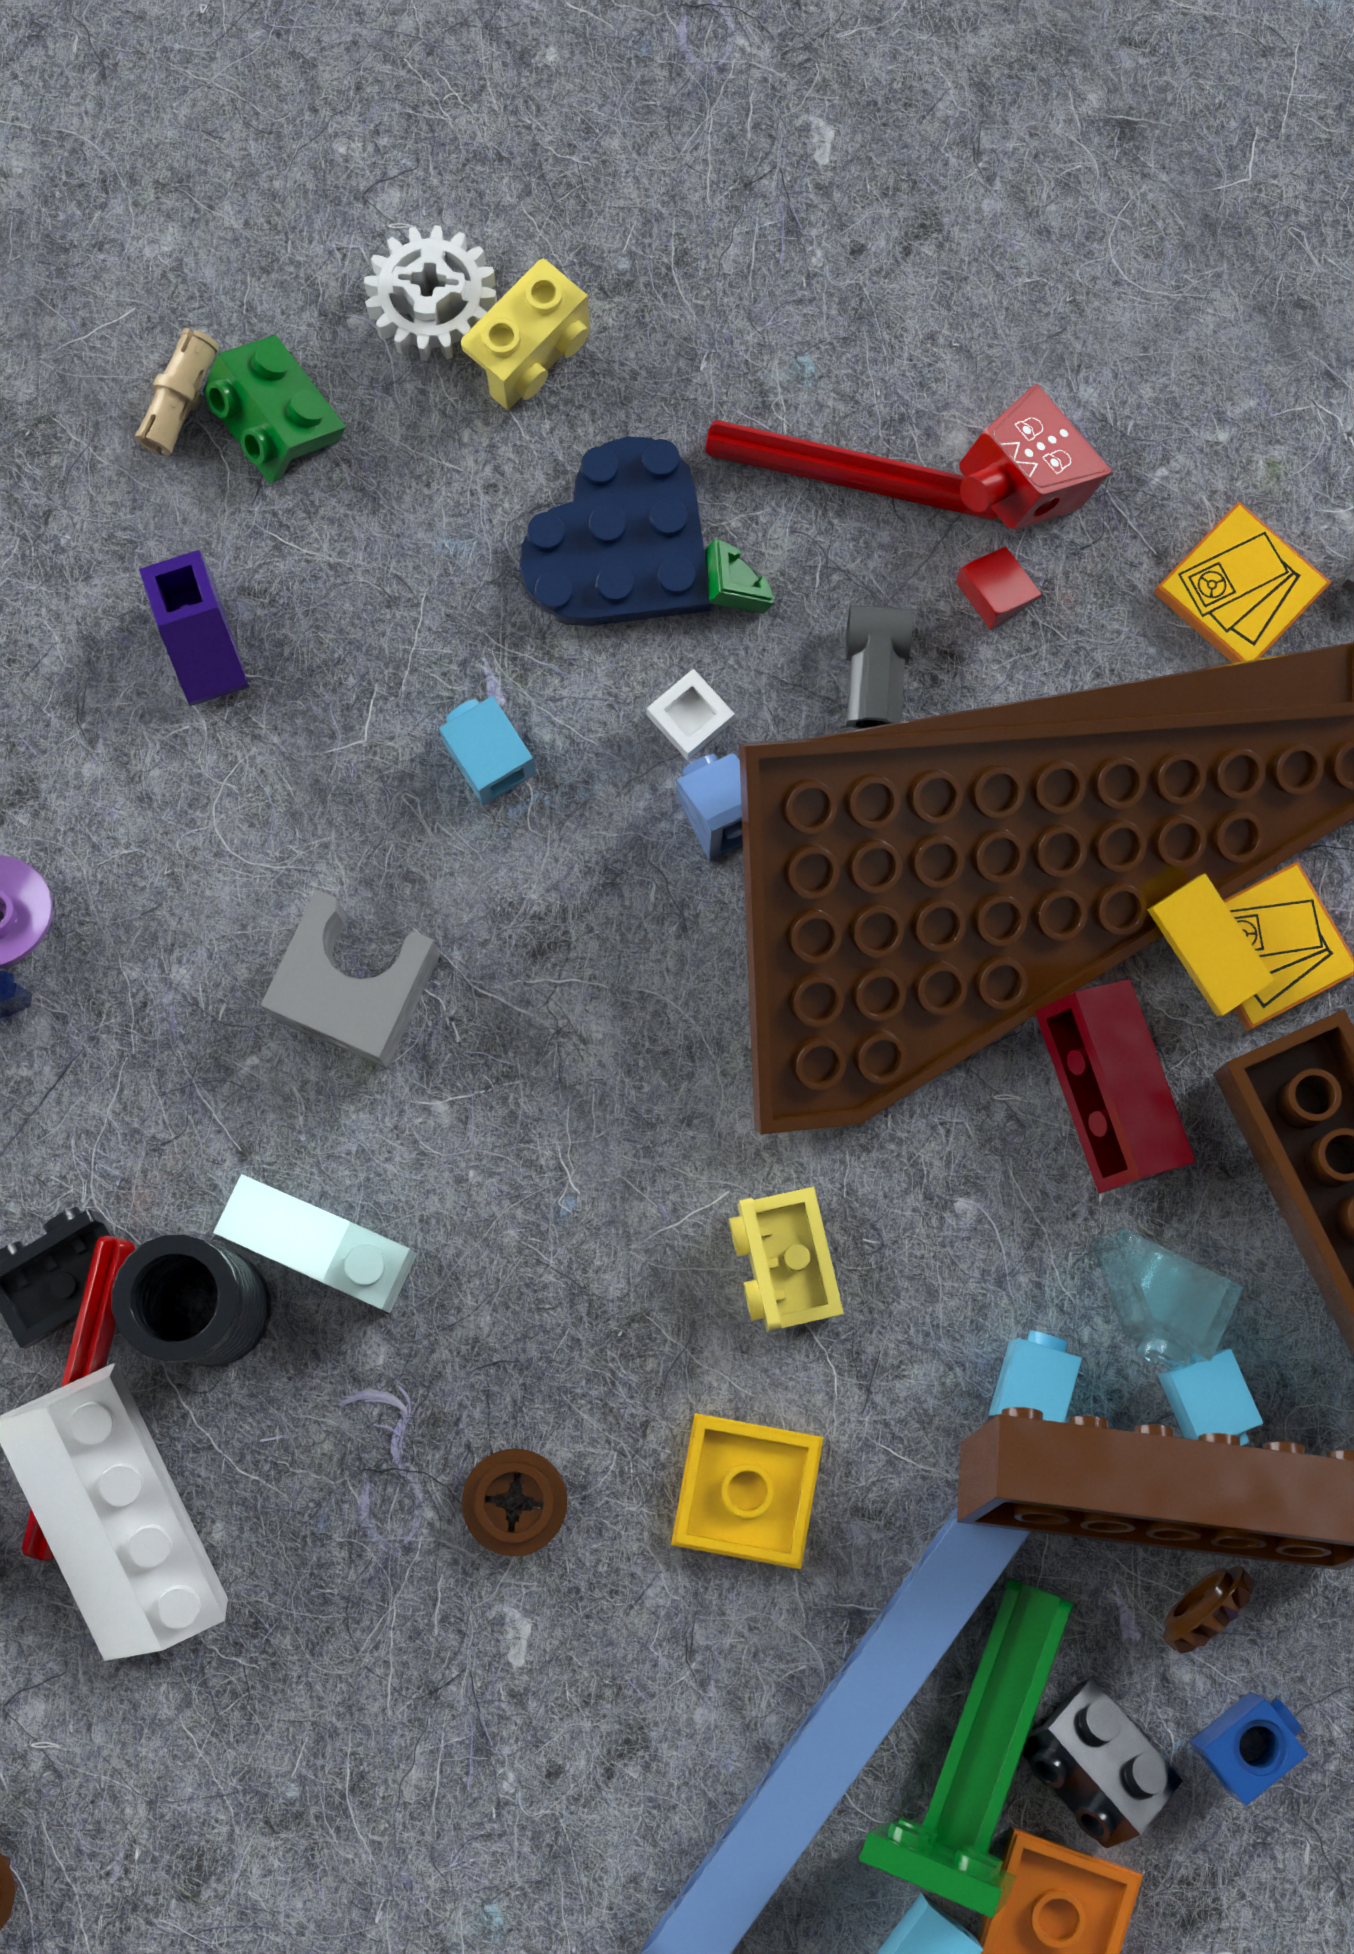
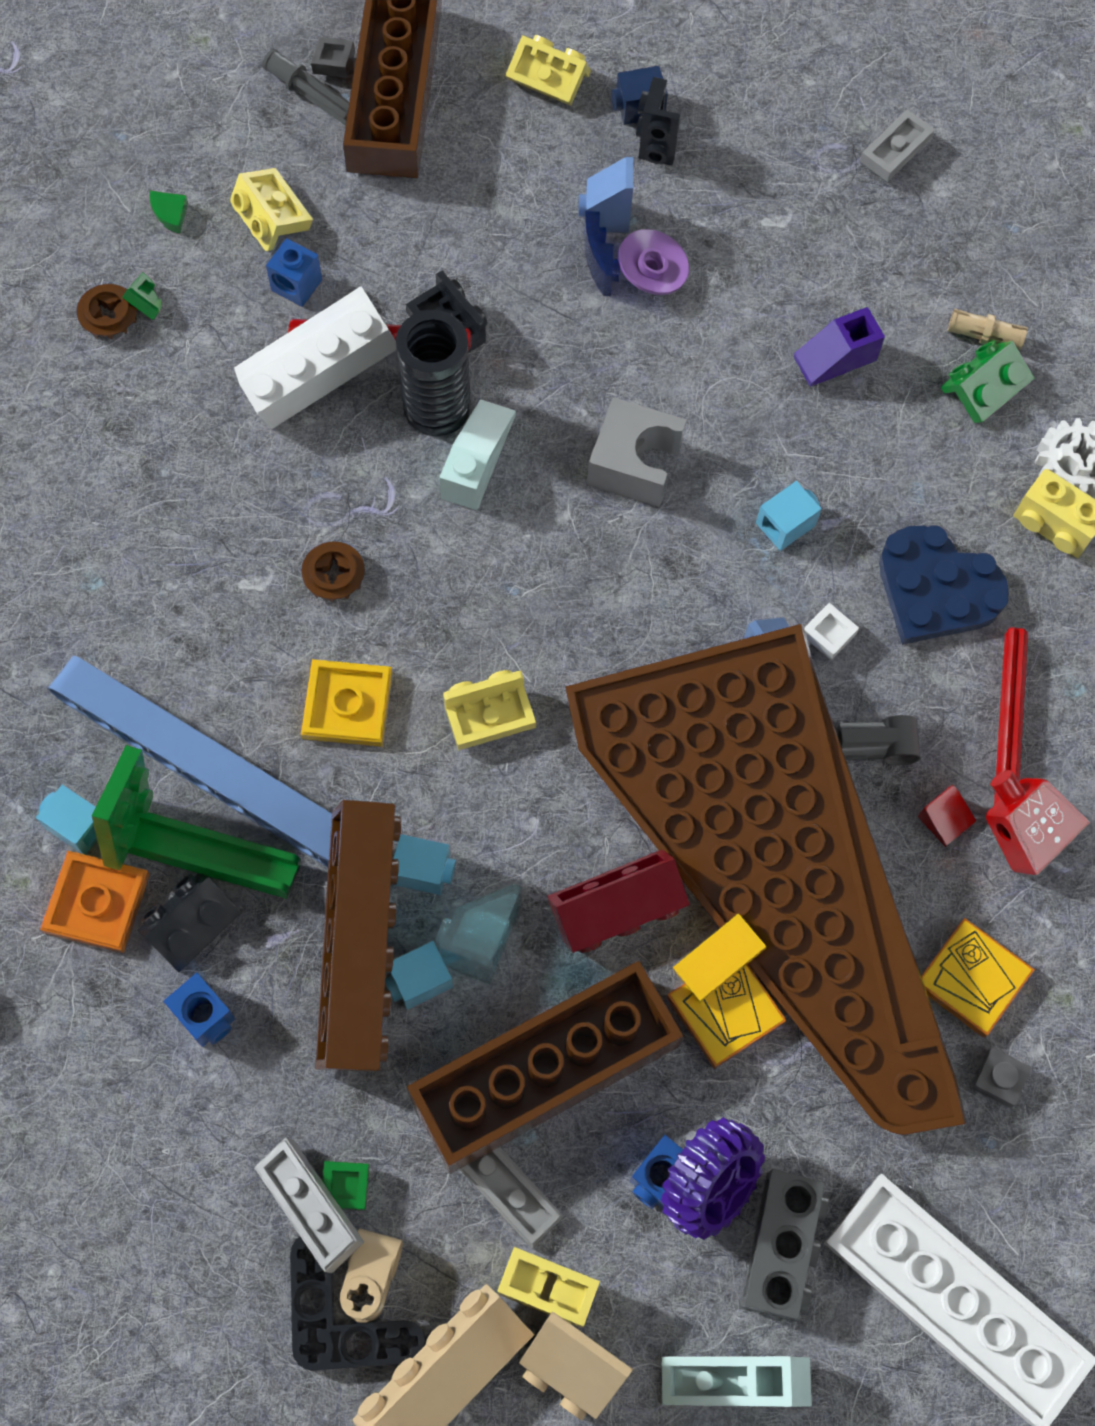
camera: 85 degrees right, 10 degrees down
(733, 580) = (922, 652): green tile -> none
(1207, 1608) = (285, 975): reddish brown gear -> none

